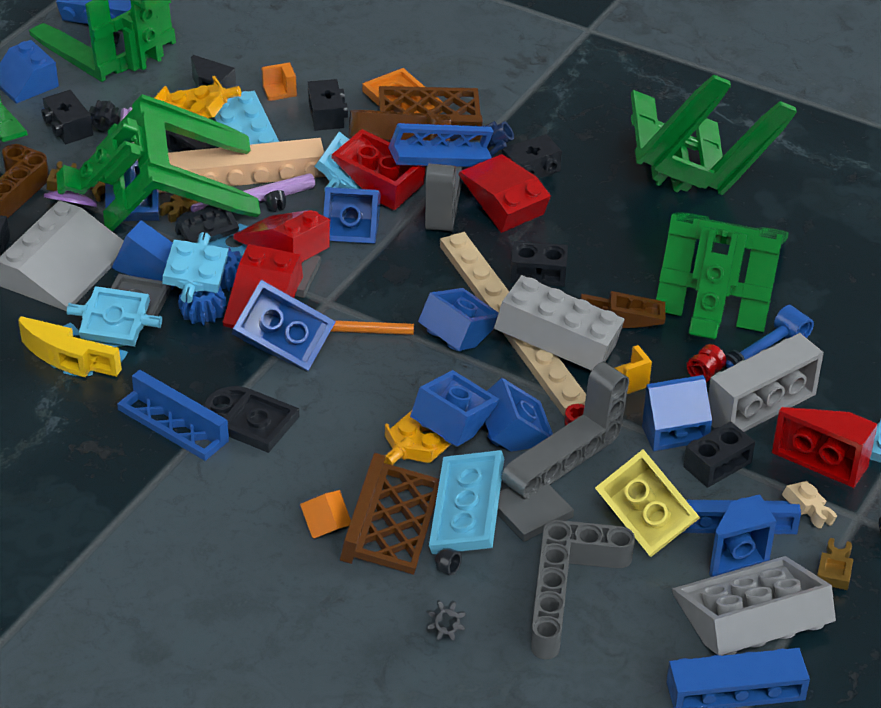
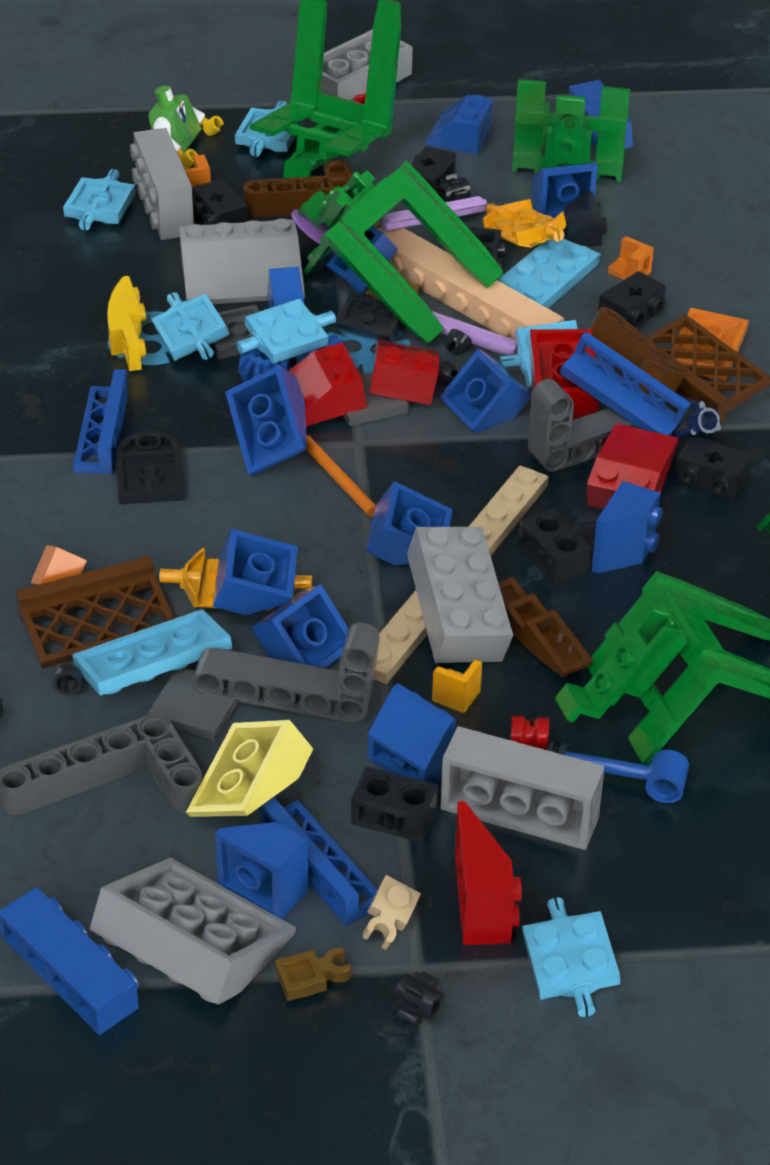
camera: 55 degrees right, 0 degrees up
(172, 66) = (560, 186): none -> blue slope
(562, 217) = (626, 528): none -> blue slope

